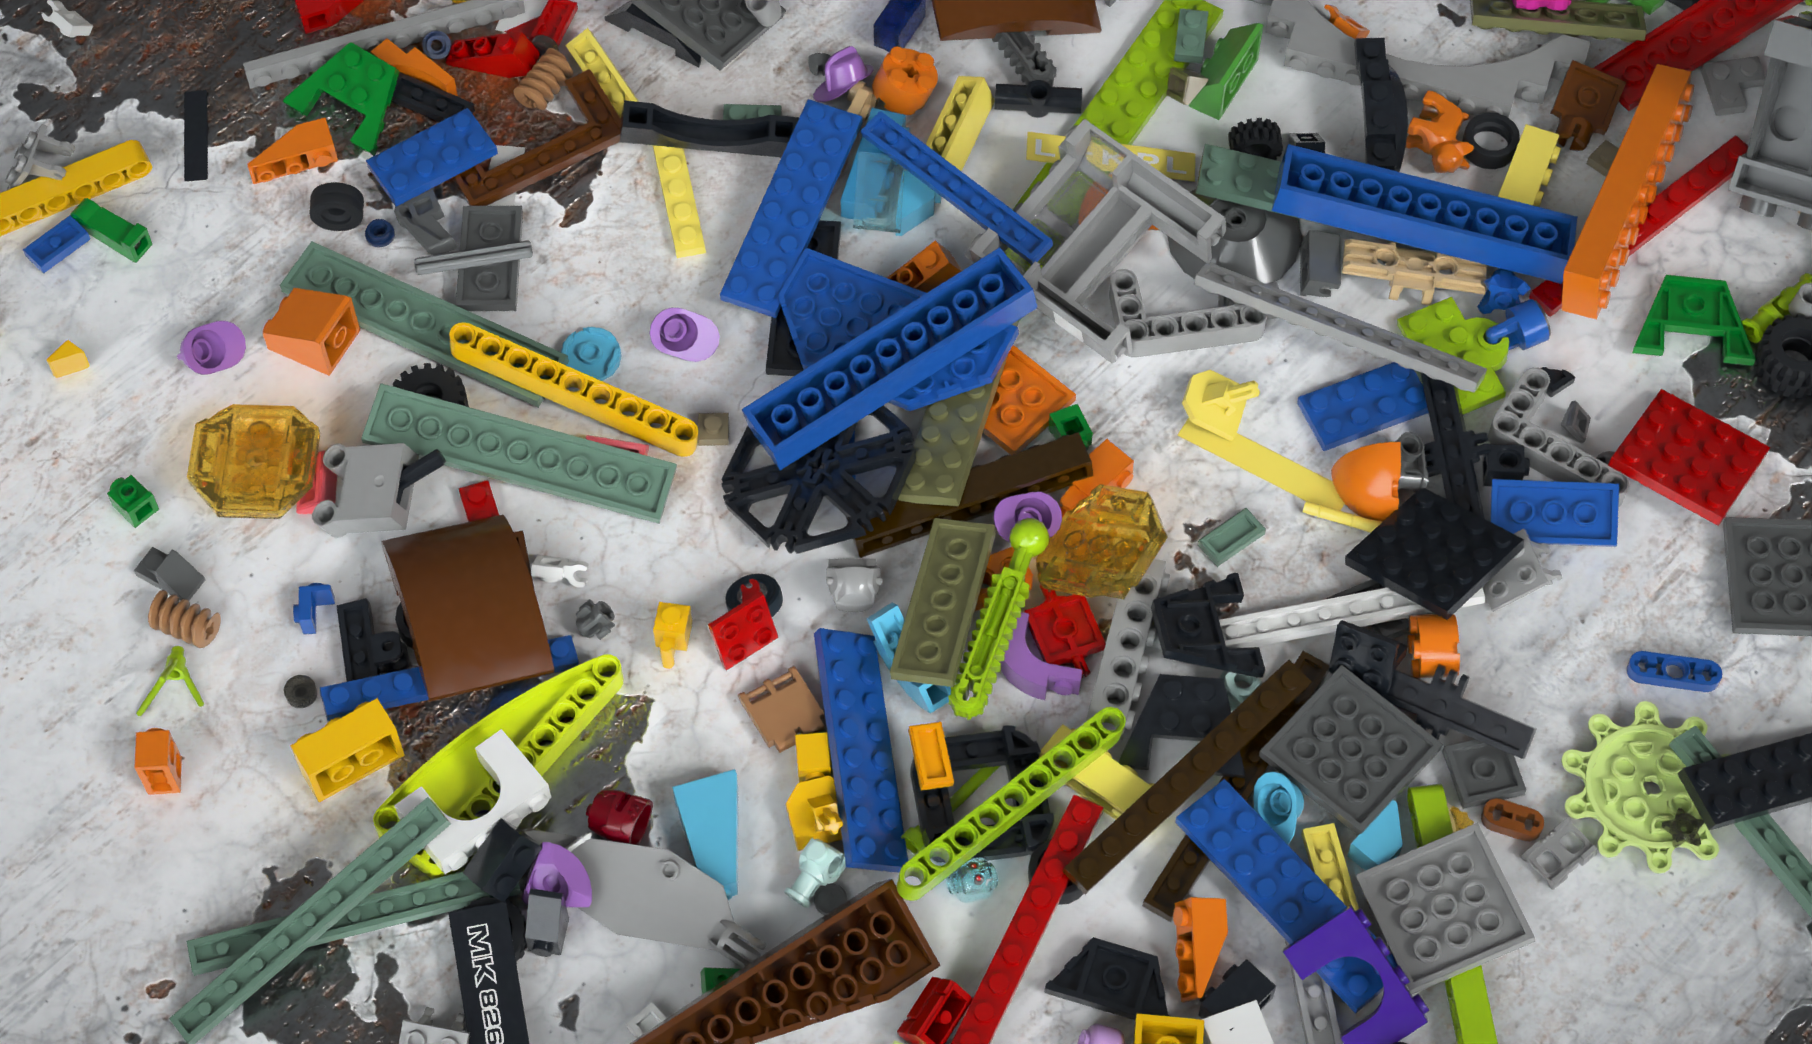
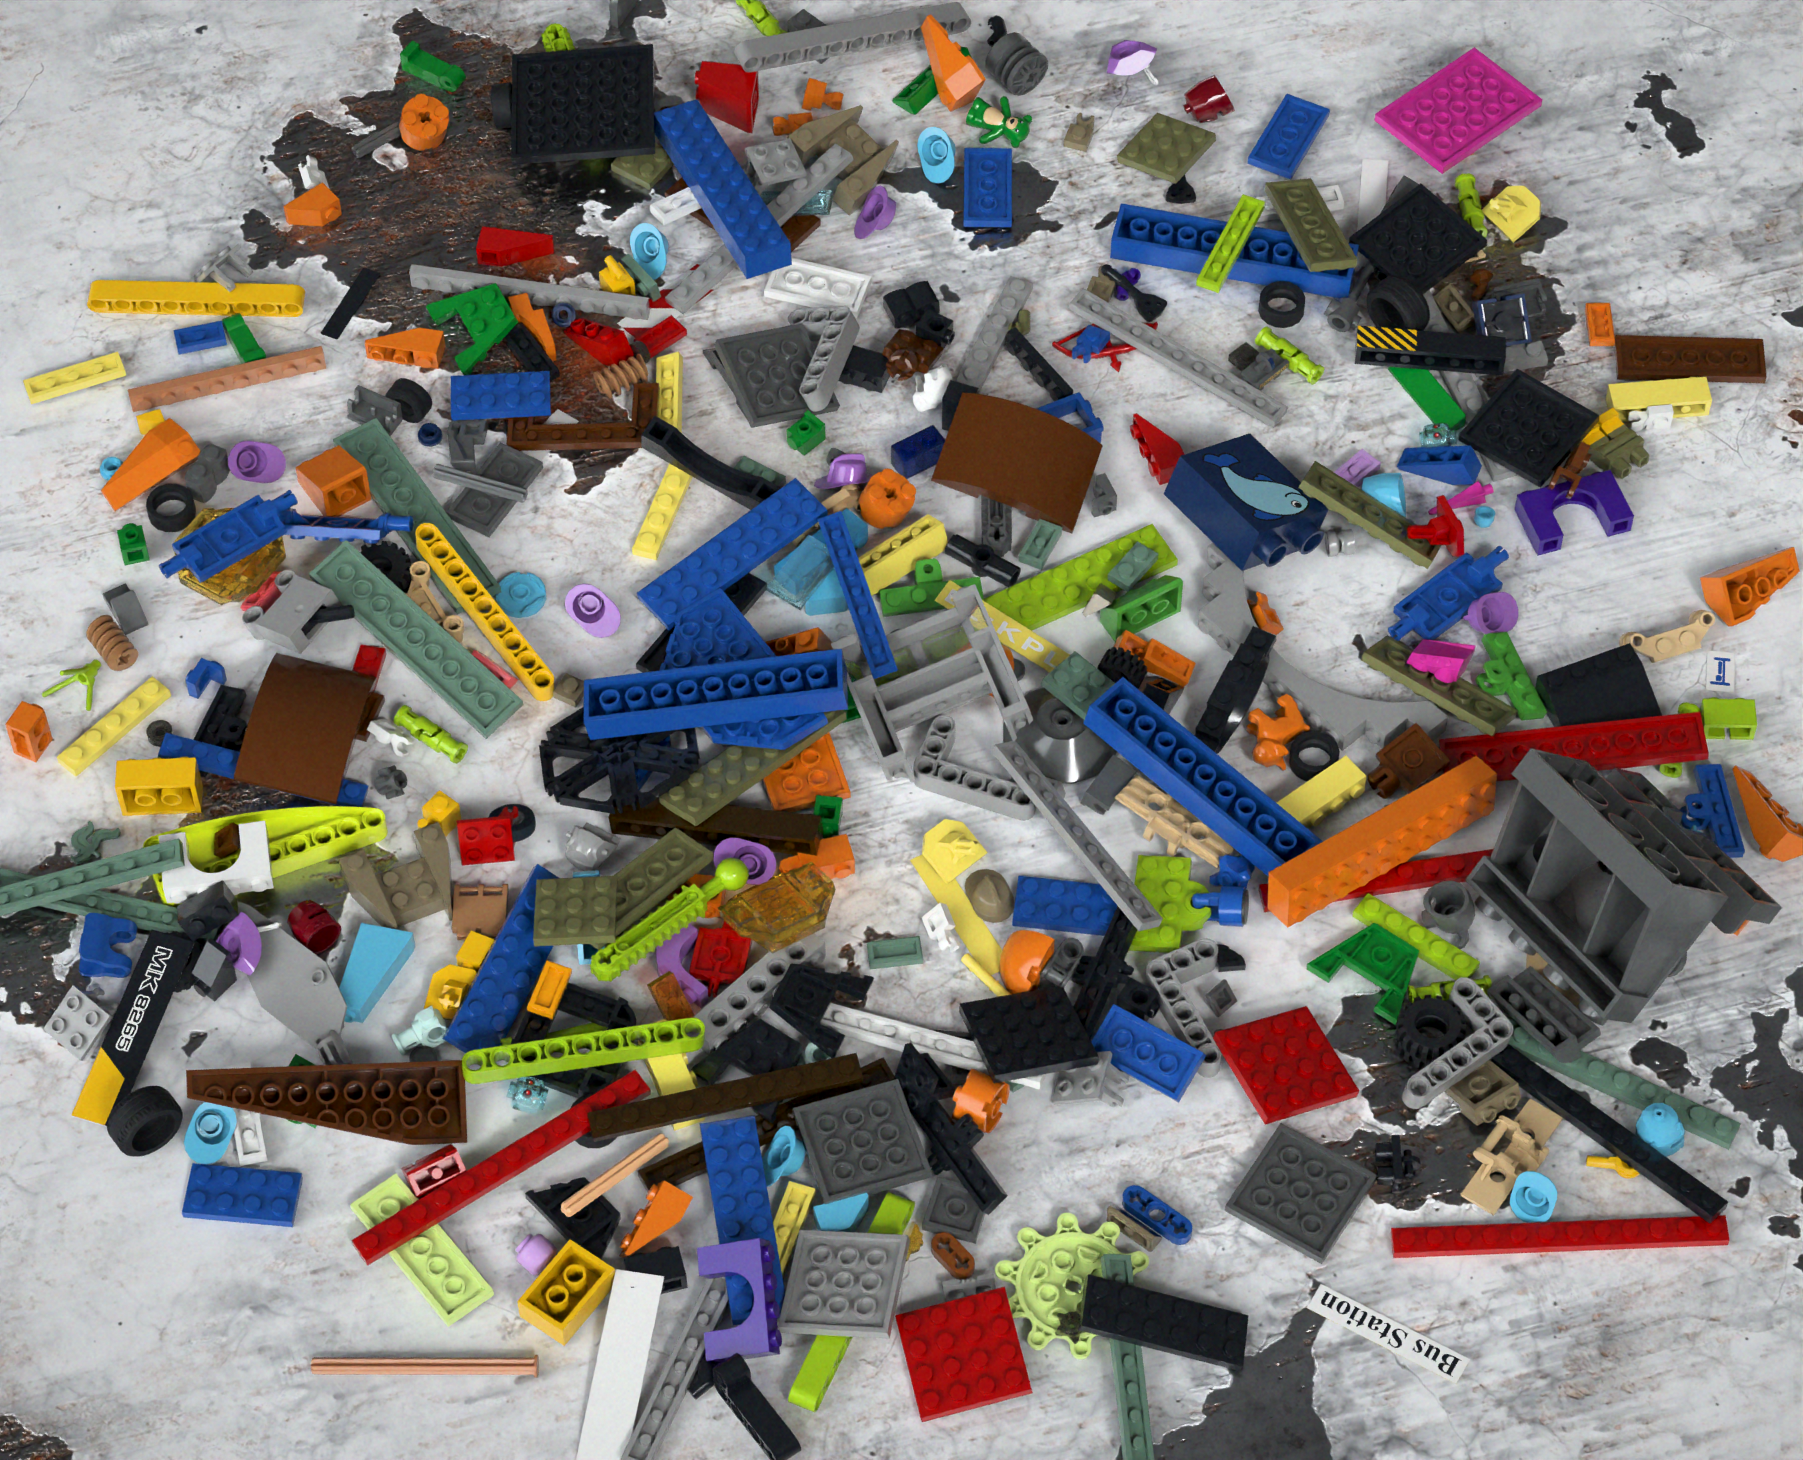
camera: 30 degrees right, 5 degrees down
(51, 423) = (109, 464): none -> medium azure plate
(91, 52) = (313, 208): none -> orange slope
(97, 395) = (156, 458): none -> orange wedge
(116, 275) = (227, 379): none -> nougat plate
(146, 421) = (175, 522): none -> black tyre
(165, 385) = (207, 473): none -> dark grey brick
(243, 710) = (113, 726): none -> light yellow plate
(251, 440) = (229, 537): none -> blue plate
(296, 232) = (372, 405): none -> dark grey hinge
(304, 860) = (86, 850): none -> sand green piece
(352, 375) = (344, 528): none -> blue plate
(394, 966) = (96, 941): none -> blue piece
(466, 771) = (227, 841): none -> reddish brown plate
(481, 399) = (423, 597): none -> tan plate
(595, 547) = (430, 734): none -> lime piece
(691, 726) = (407, 890): none -> dark tan wedge
(772, 52) = (806, 433): none -> green brick
(904, 657) = (575, 911): none -> olive plate
(1005, 152) = (922, 594): none -> bright green plate
(1053, 701) = (670, 997): none -> clear orange plate
(1081, 56) = (1040, 544): none -> sand green plate
(1124, 919) = (614, 1175): none -> light nougat axle
(1258, 486) = (938, 925): none -> white plate
(1281, 431) = (989, 895): none -> dark tan piece
(1288, 114) = (1158, 658): none -> orange slope
(1602, 916) = (963, 1354): none -> red plate
(1663, 697) = (1133, 1228): none -> dark tan slope
(1729, 227) = (1450, 911): none -> dark grey piece
(1739, 274) = (1431, 947): none -> lime plate

